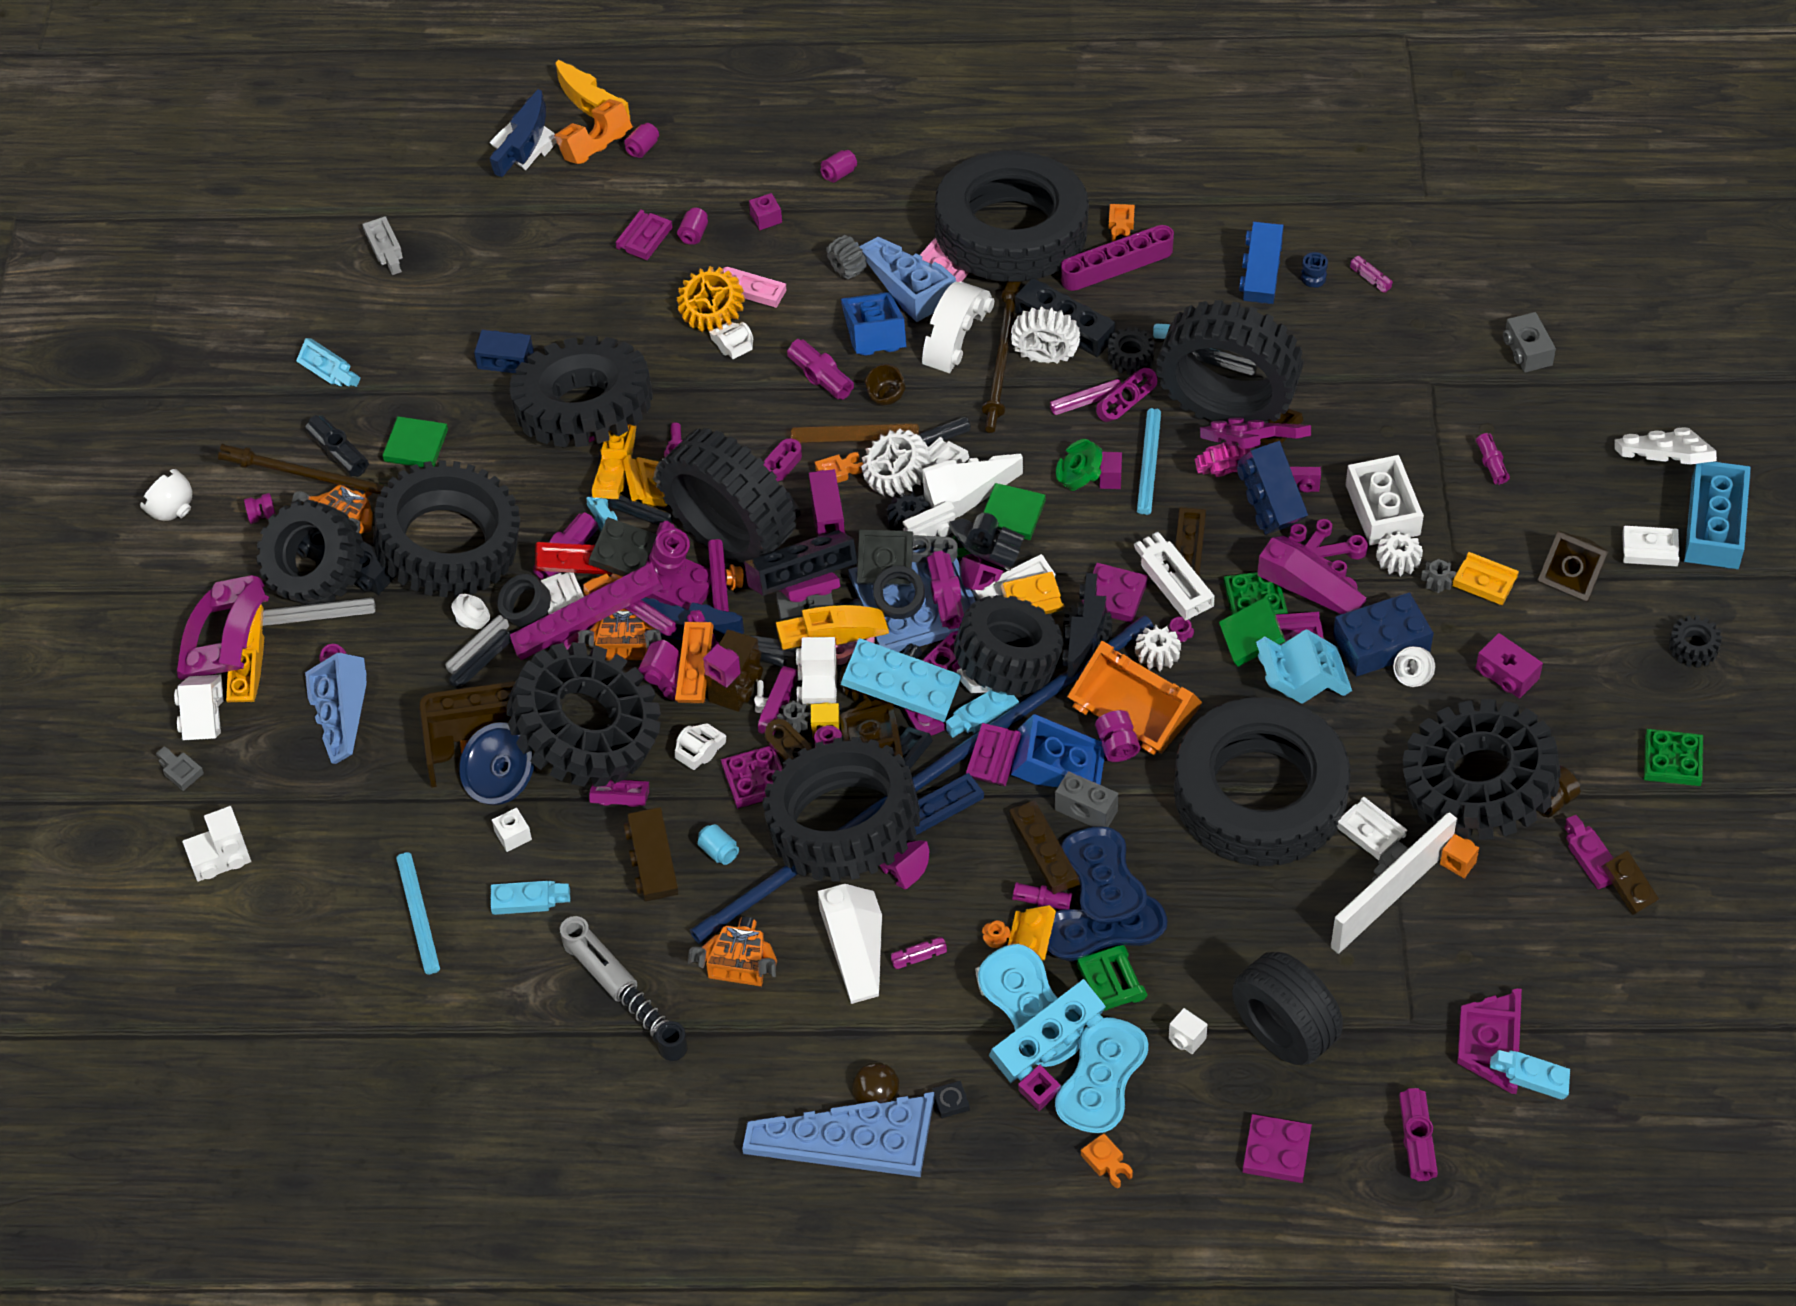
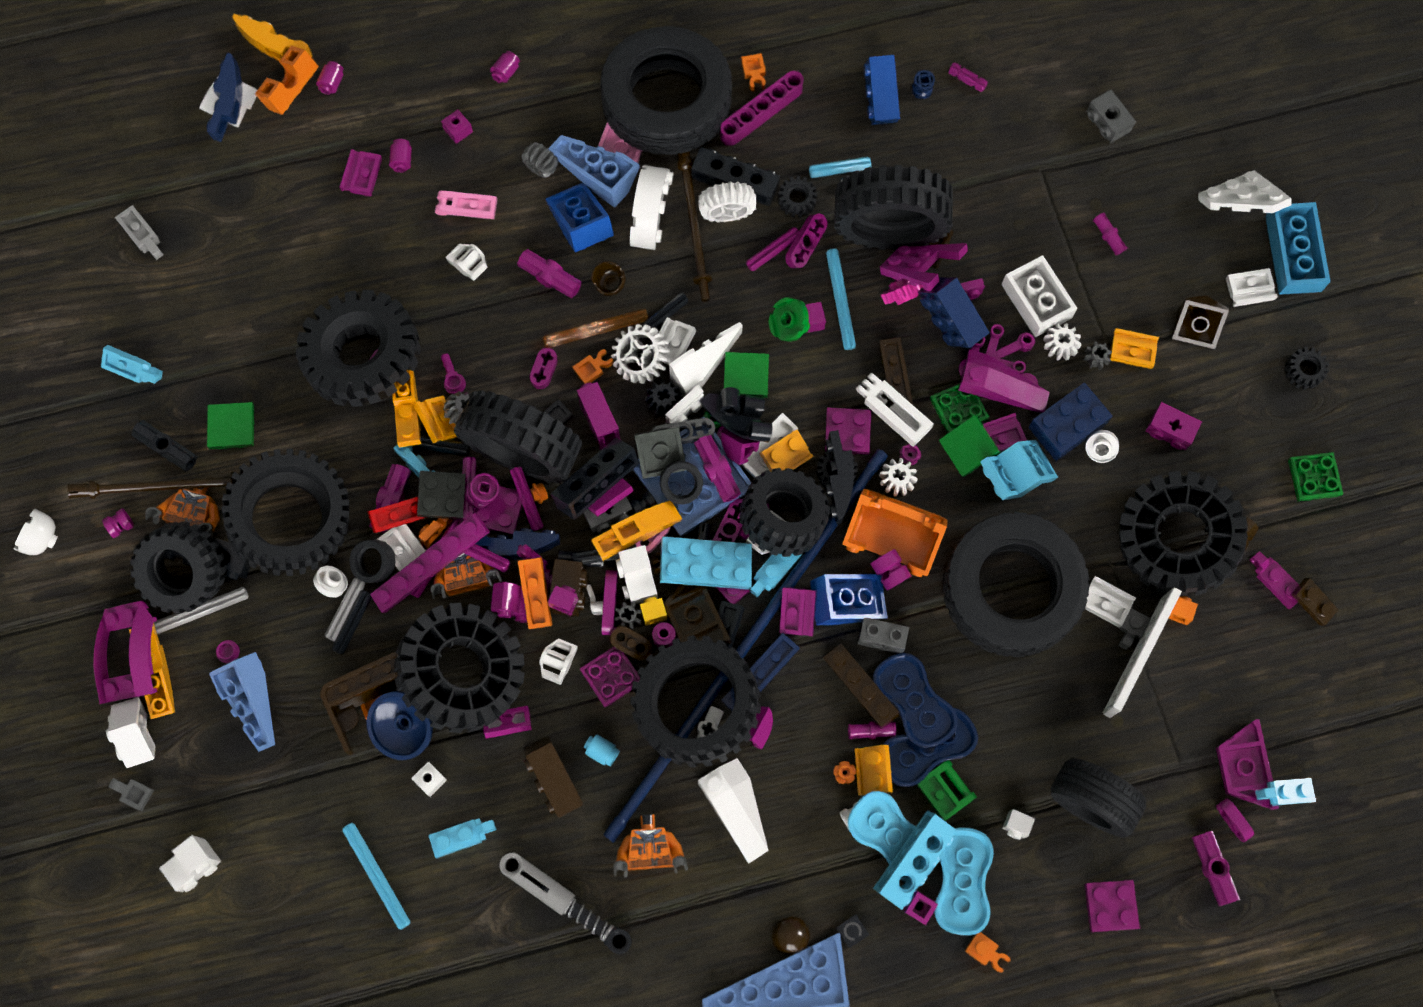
camera: 20 degrees left, 20 degrees up
(502, 350) = (278, 318): dark blue brick -> none
(691, 302) = (431, 233): light orange gear -> none
(918, 952) = (789, 806): magenta axle -> none
(1459, 1090) = (1235, 820): none -> magenta beam

